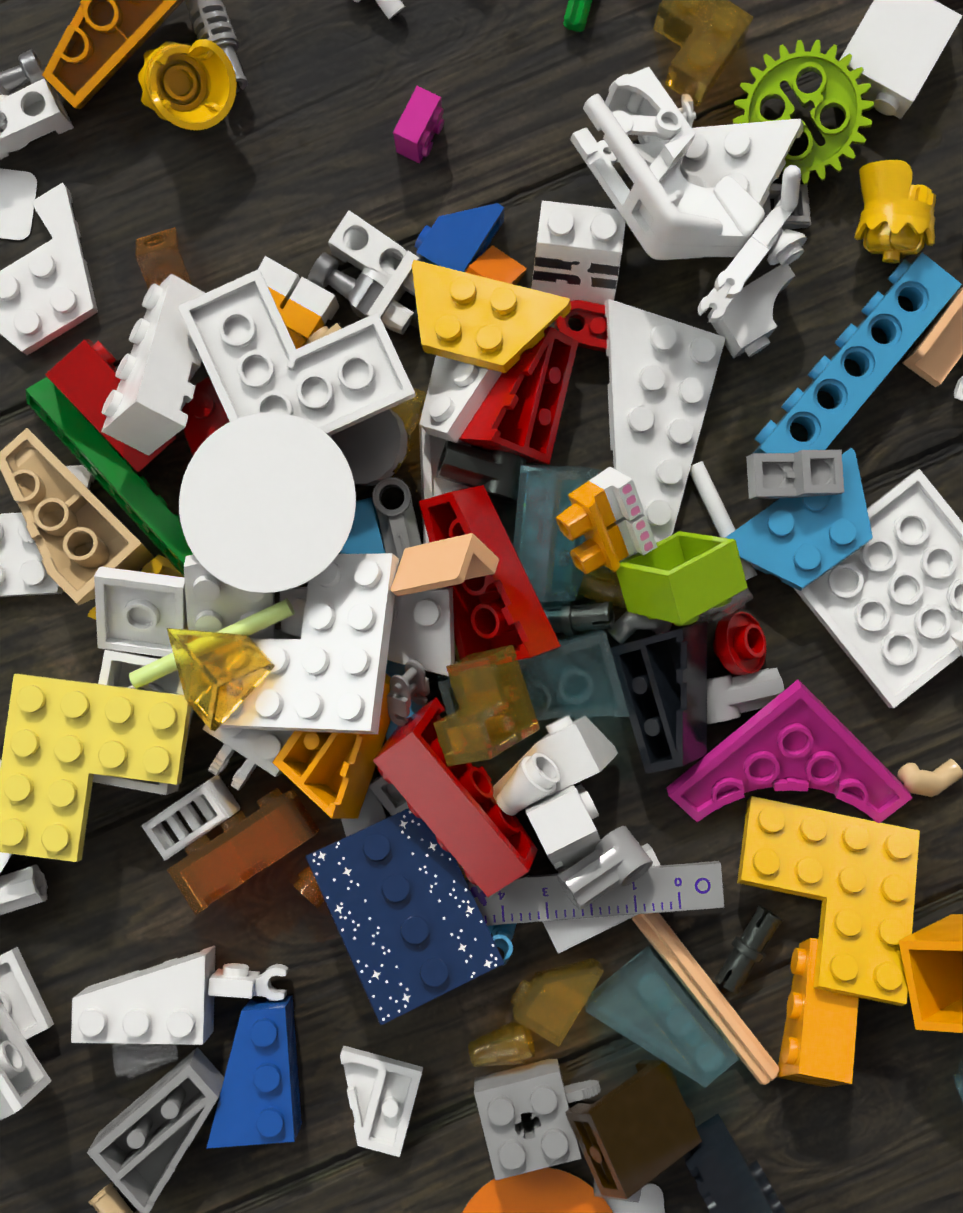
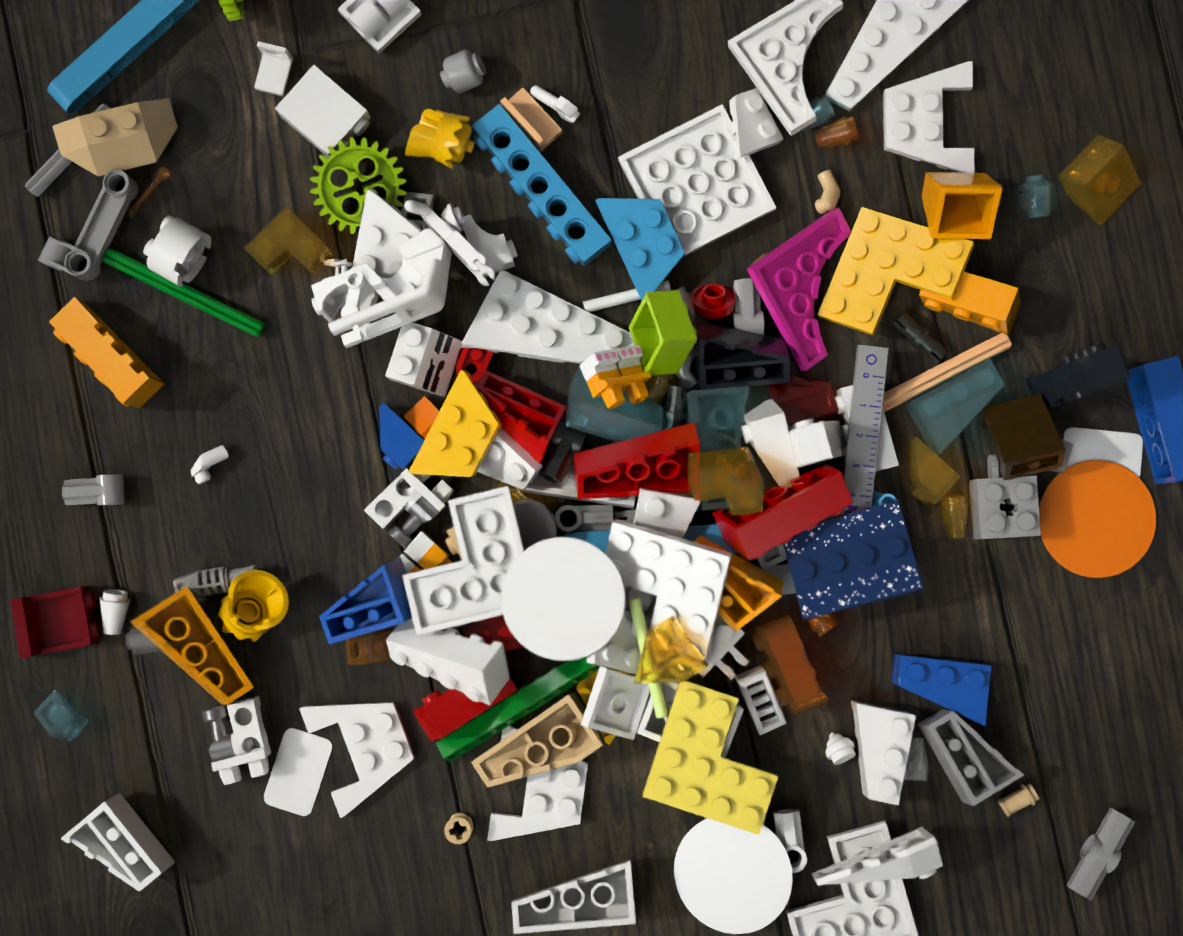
camera: 85 degrees left, 0 degrees up
(142, 942) = (839, 749): none -> white plate
(214, 240) = (371, 606): none -> blue wedge
(239, 982) = (877, 688): white plate -> none
(381, 1098) = (974, 604): white wing -> none
(404, 688) = (703, 531): light grey piece -> none
(418, 125) = (306, 446): dark pink piece -> none
(443, 564) = (627, 490): light nougat panel -> none
(529, 783) = (782, 460): white cone -> none
(614, 862) = (844, 414): light grey piece -> none
(625, 794) = (803, 399): none -> clear red wing
(795, 474) = (607, 242): light grey slope -> none

